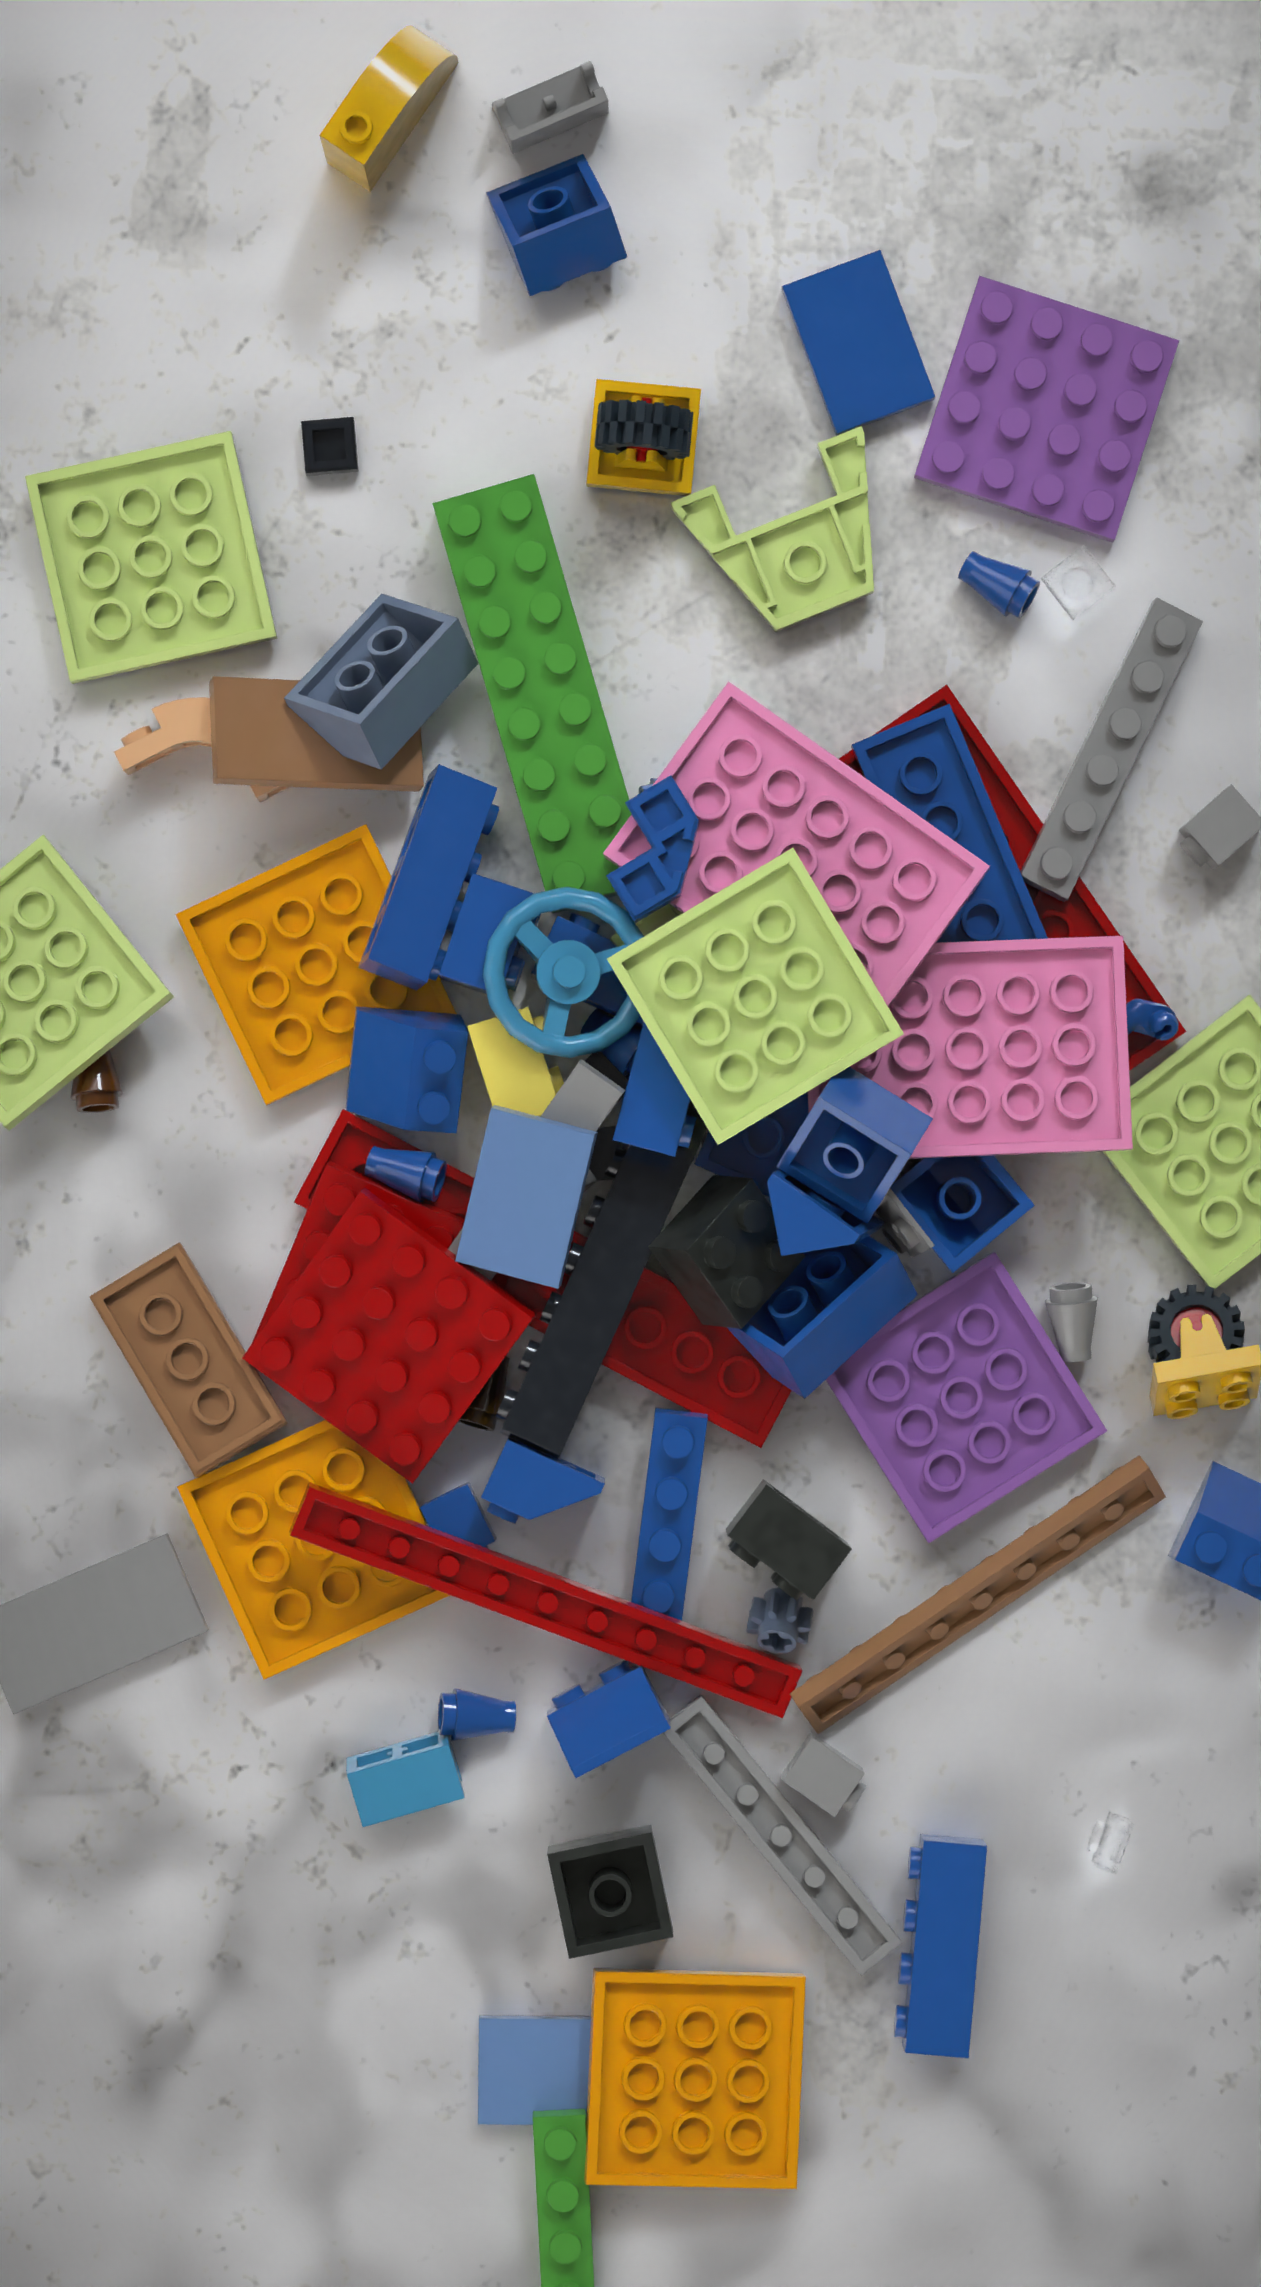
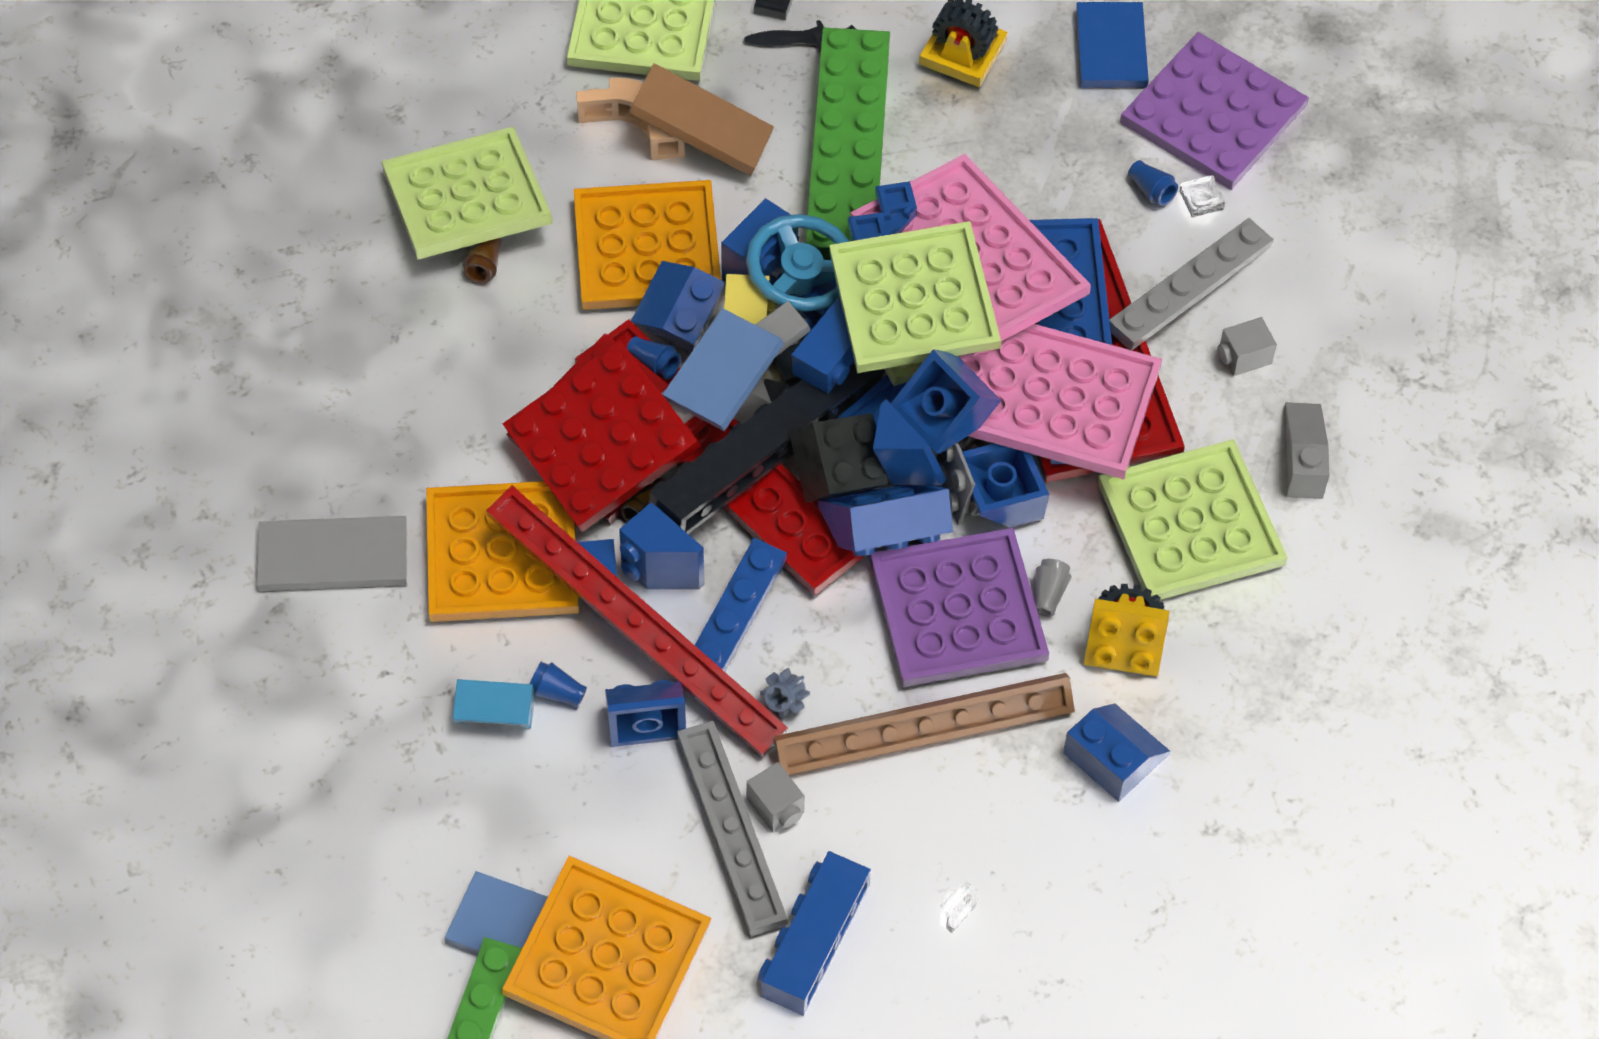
camera: 25 degrees right, 30 degrees down
(188, 1360) = (467, 424): medium nougat tile -> none
(383, 679) = (756, 106): sand blue slope -> none
(414, 492) = (788, 37): none -> black sword
(429, 878) = (708, 226): blue brick -> none
(610, 1891) = (600, 813): pearl dark grey brick -> none
(787, 1541) = (809, 638): pearl dark grey brick -> none
(802, 559) = (1034, 134): yellowish green wing -> none
(1151, 1019) = (1161, 425): blue arm -> none

